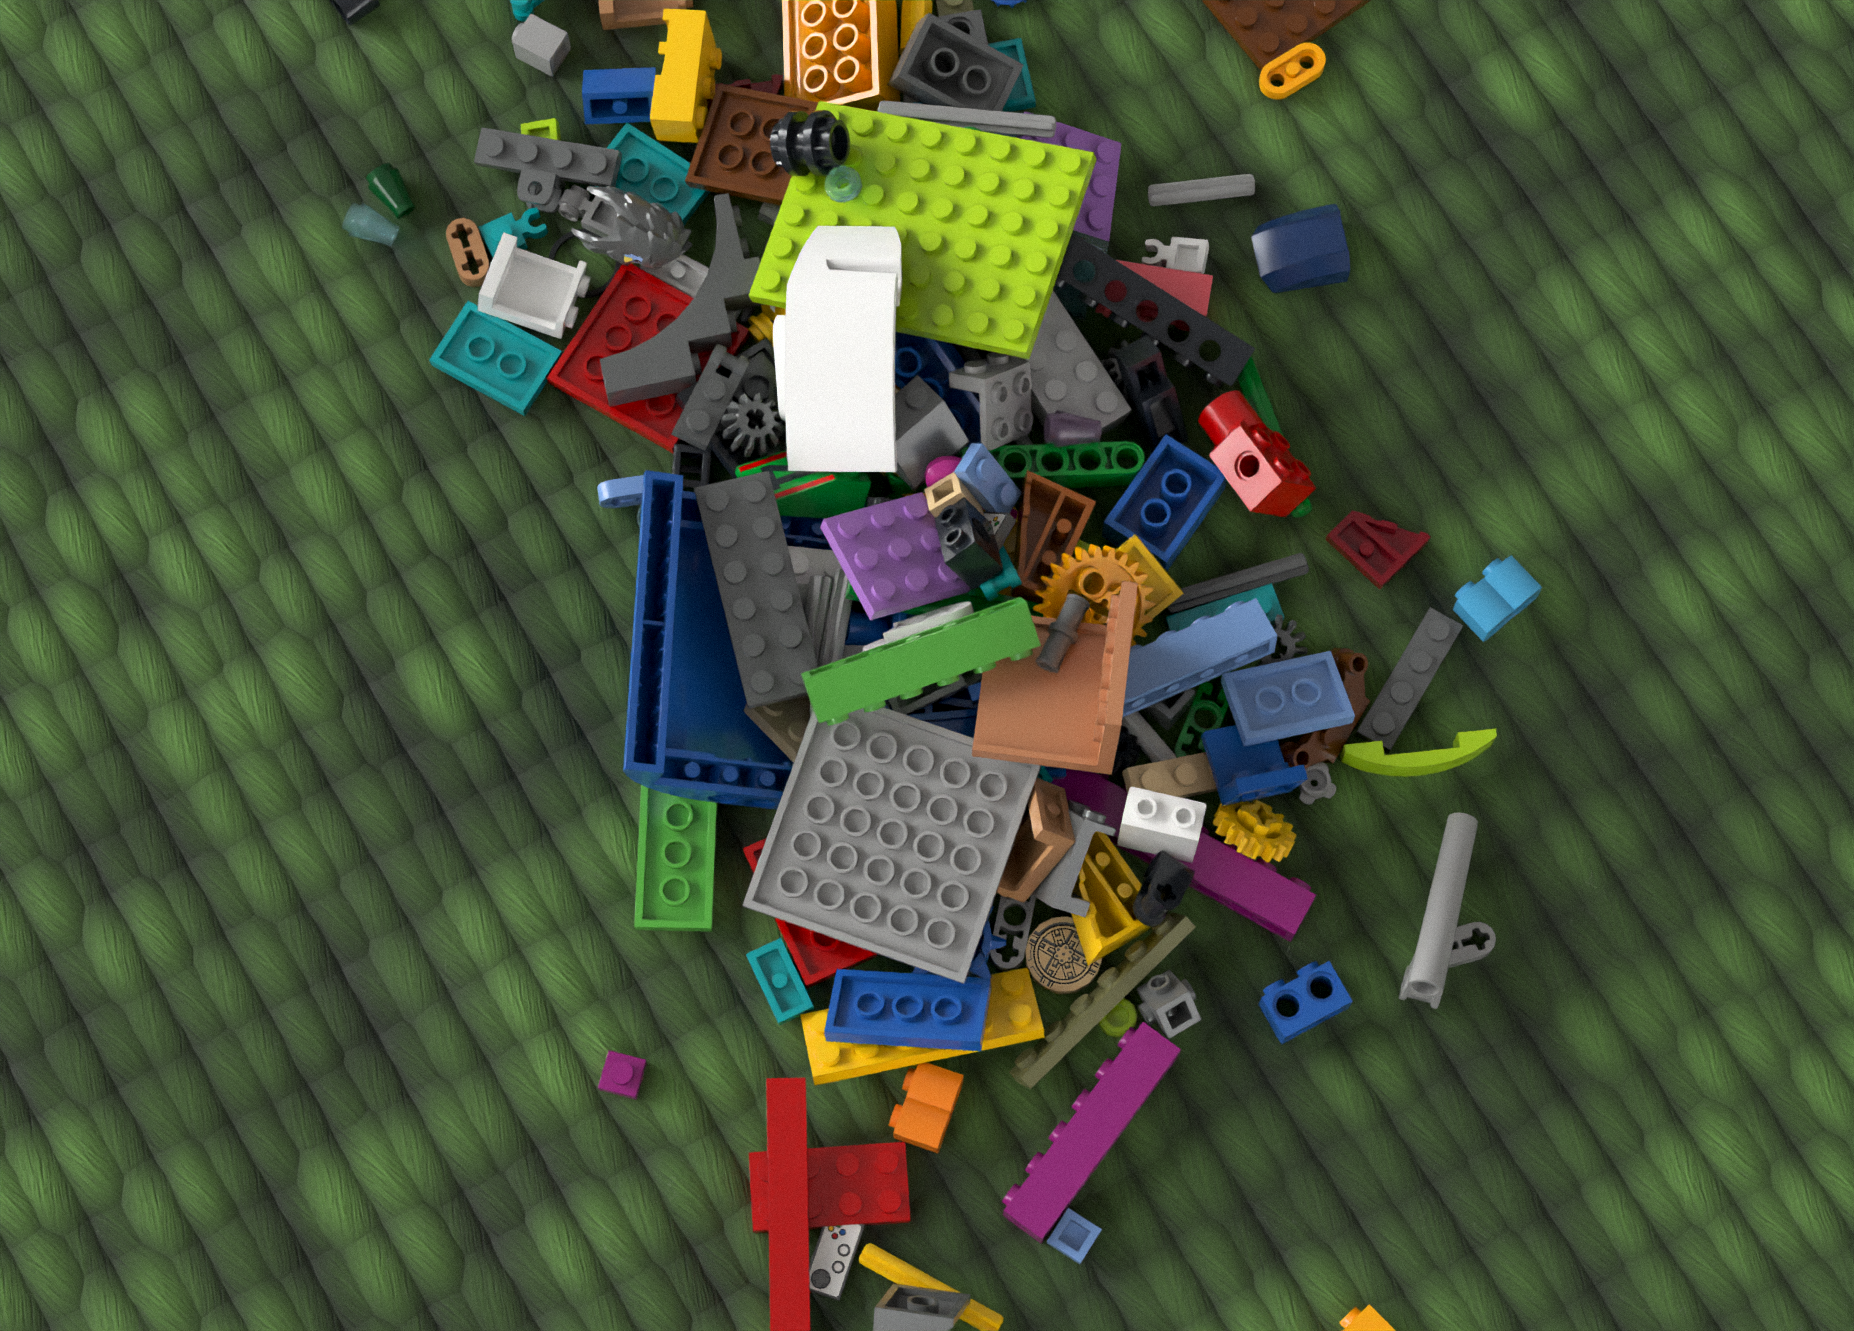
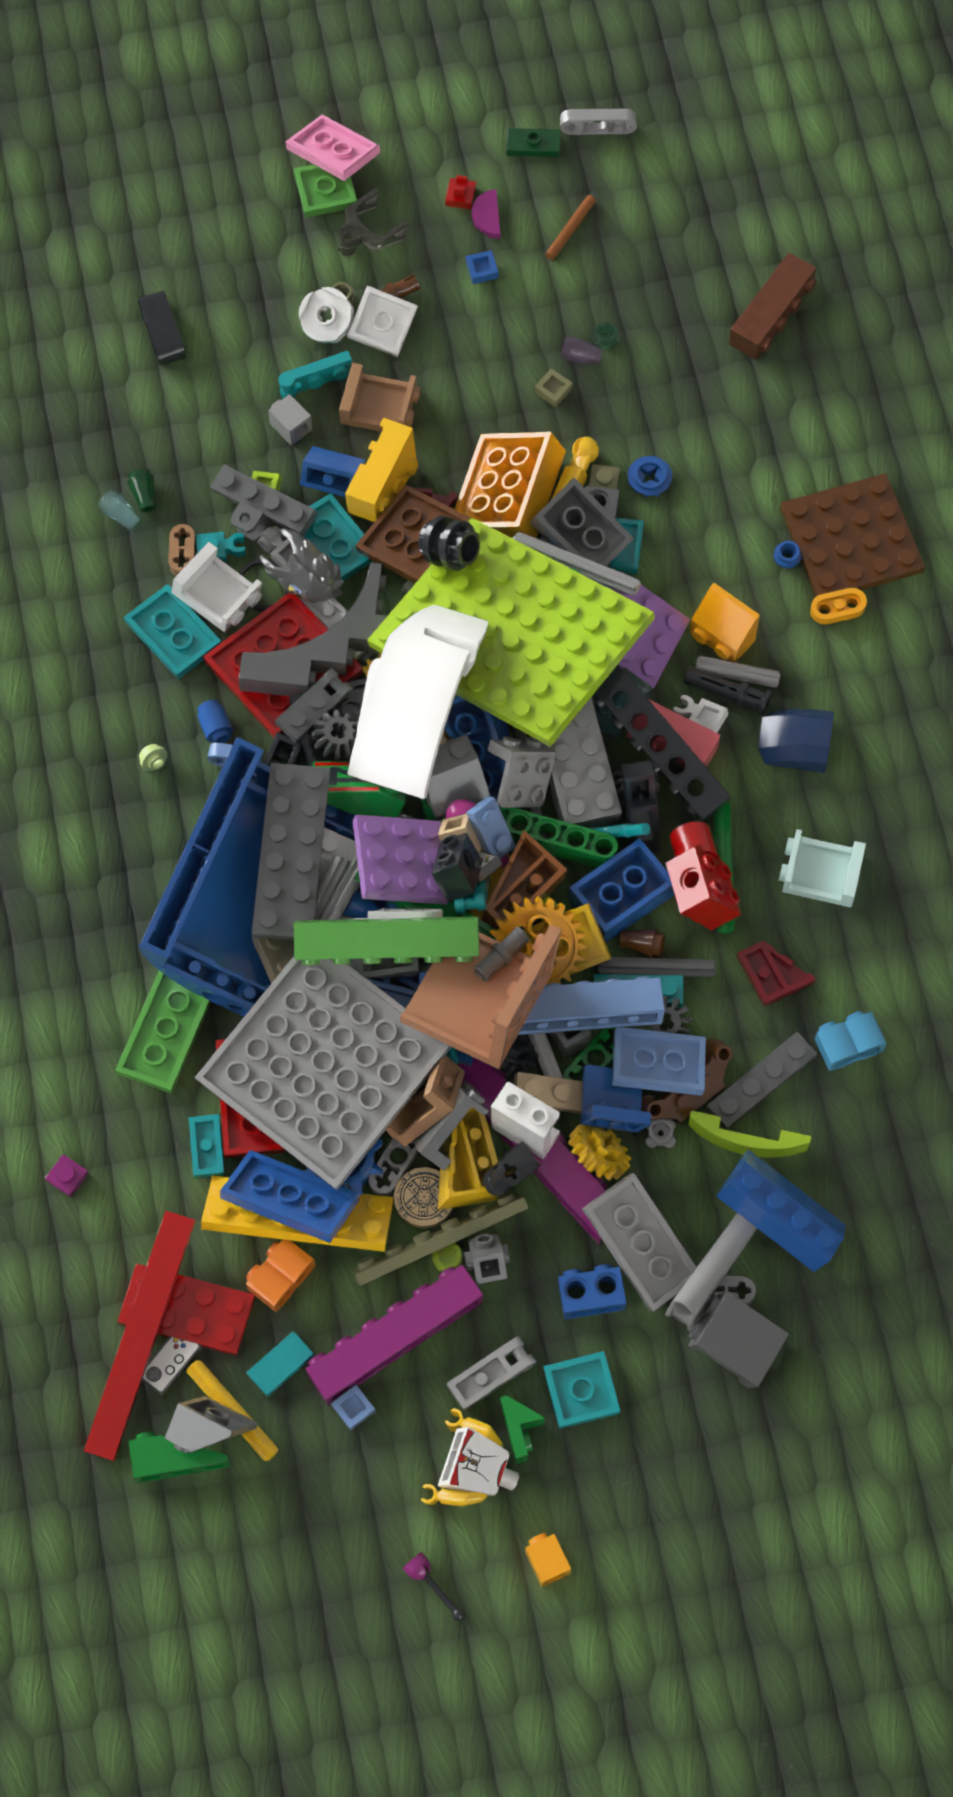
camera: 20 degrees right, 5 degrees down
(532, 524) = (152, 757): none -> yellowish green plate
(591, 455) = (214, 721): none -> blue brick
(839, 176) = (460, 574): clear light blue plate -> none
(967, 1214) = (280, 1364): none -> teal tile
(1070, 429) = (568, 811): clear purple cone -> none
(1140, 430) = (624, 830): none -> teal piece
(1167, 136) = (724, 624): none -> light orange slope
(1208, 17) = (787, 547): none -> blue plate
(1212, 557) = (645, 942): none -> reddish brown cone
(1217, 216) = (741, 694): none -> black pin
(1220, 1140) = (490, 1374): none -> light grey plate
(1243, 1255) = (473, 1465): none -> torso
(1270, 1183) = (517, 1419): none -> green slope
(1335, 1121) = (581, 1390): none -> teal plate
(1343, 922) = (640, 1241): none -> light grey plate
(1389, 400) = (822, 869): none -> light aqua panel
(1495, 830) = (782, 1211): none -> blue slope
(1497, 999) = (737, 1338): none -> dark grey panel

